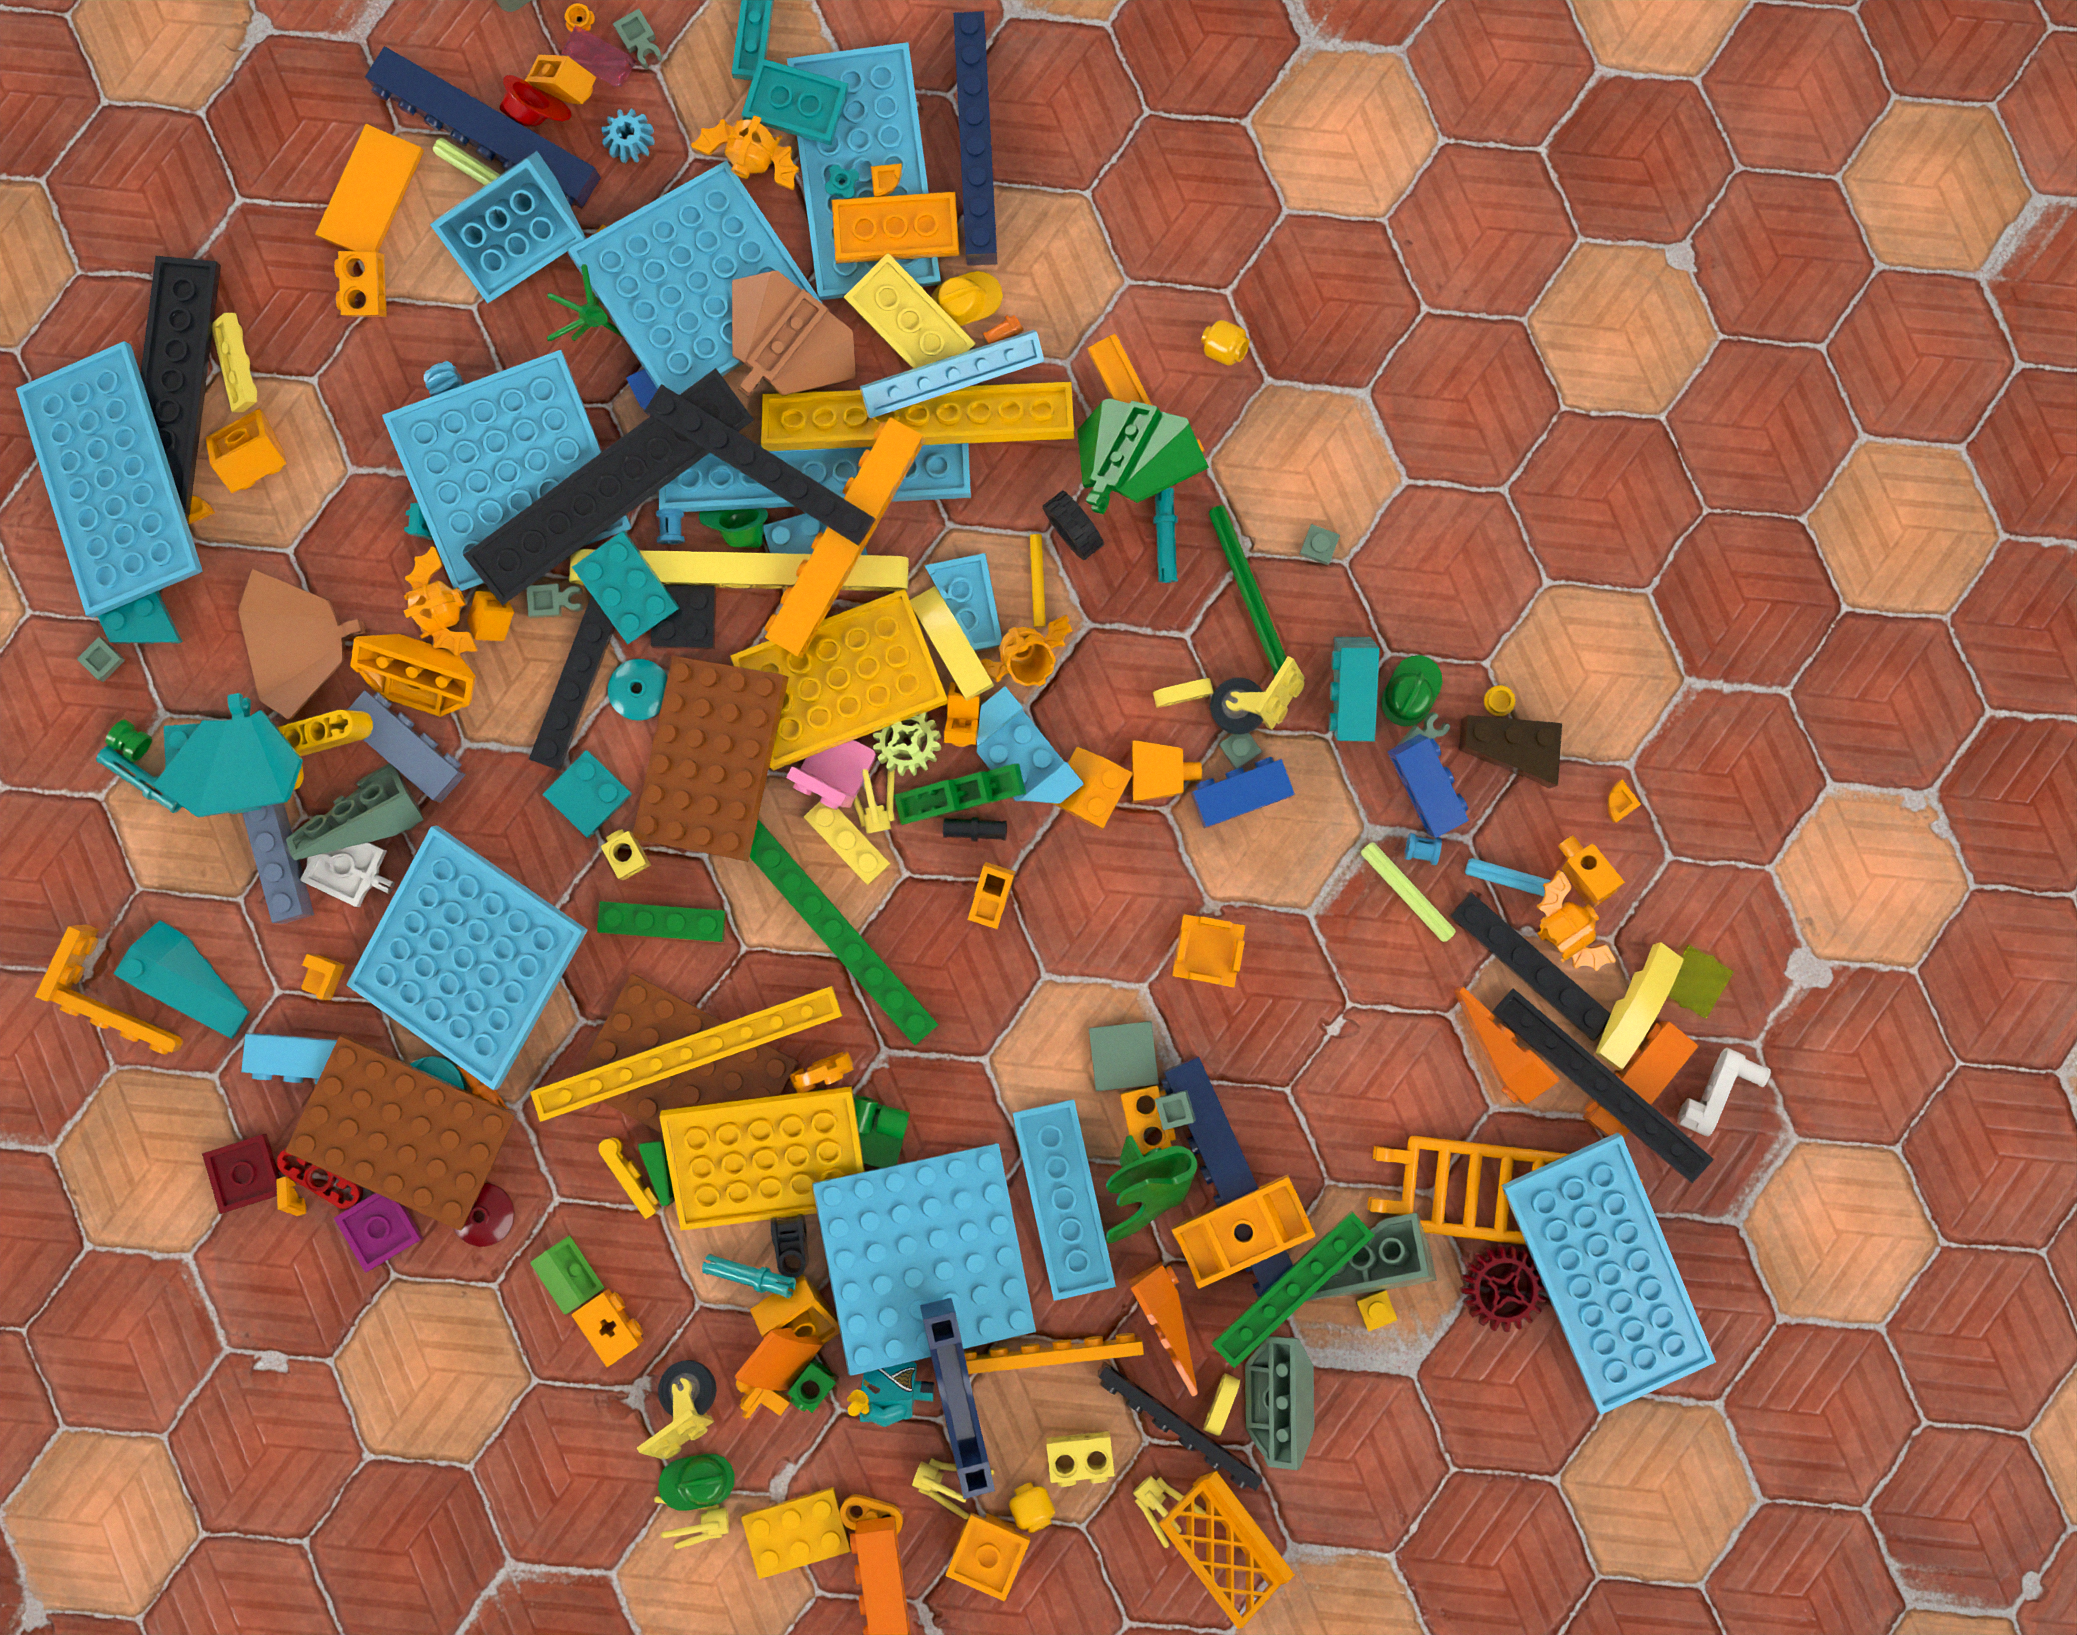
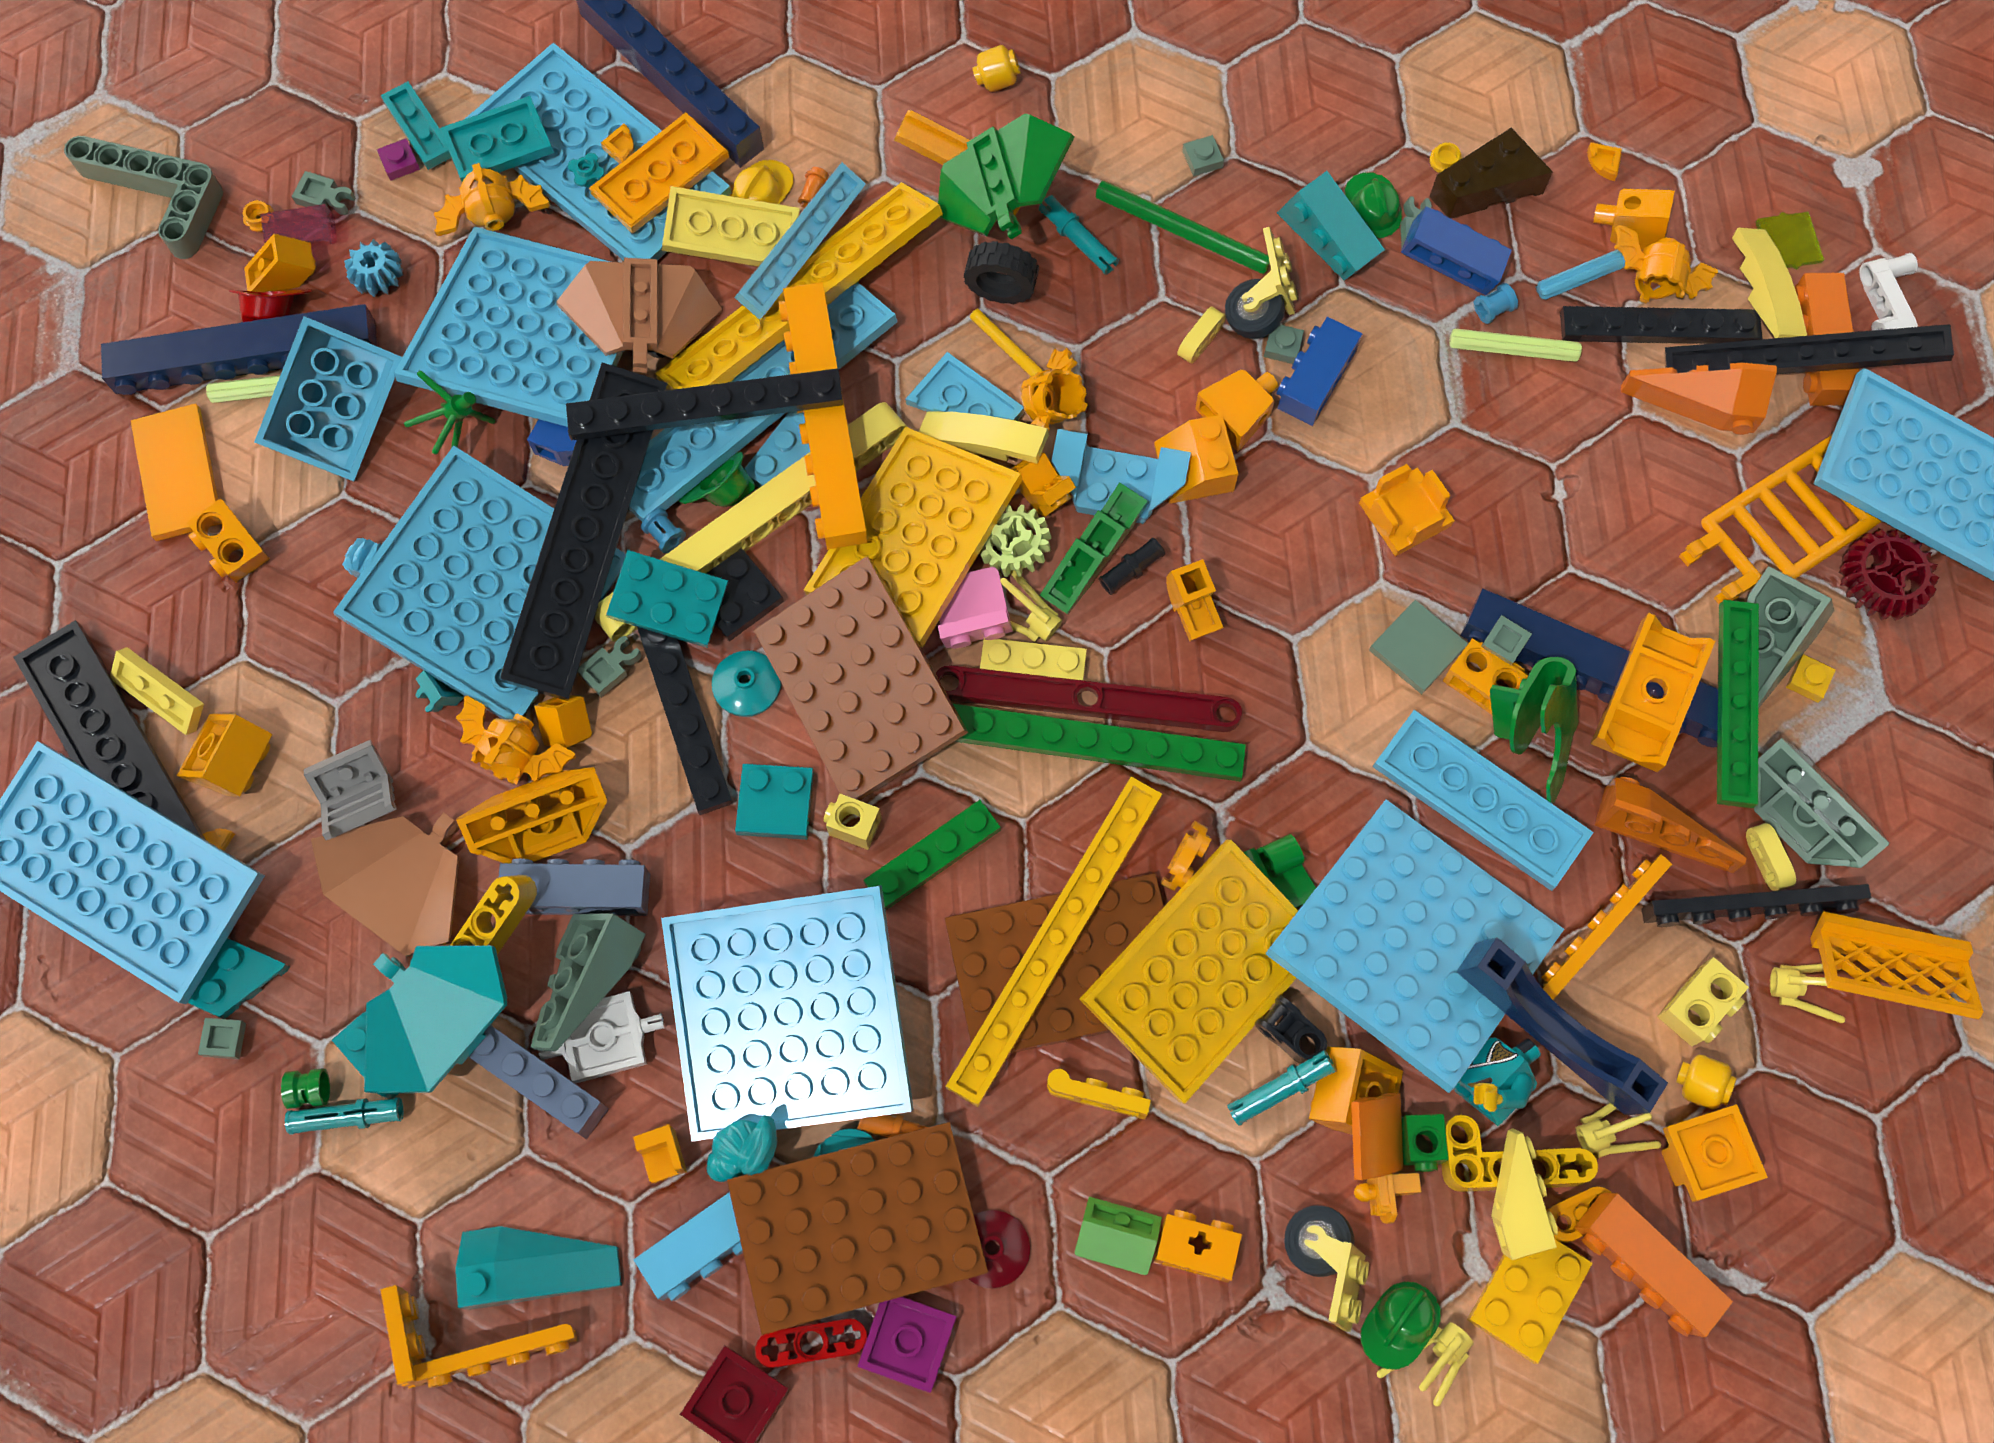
camera: 40 degrees left, 15 degrees down
(288, 1199) = (796, 1386): light orange tile -> none
(308, 554) = (351, 789): none -> light grey plate
(369, 1022) = (742, 1149): none -> teal hair
(656, 1163) = (1112, 1061): green slope -> none
(717, 50) = (398, 159): none -> magenta plate
(824, 1482) = (1518, 1204): none -> light yellow slope
(845, 883) = (1113, 700): none -> dark red beam
(861, 1449) = (1482, 1163): none -> yellow beam

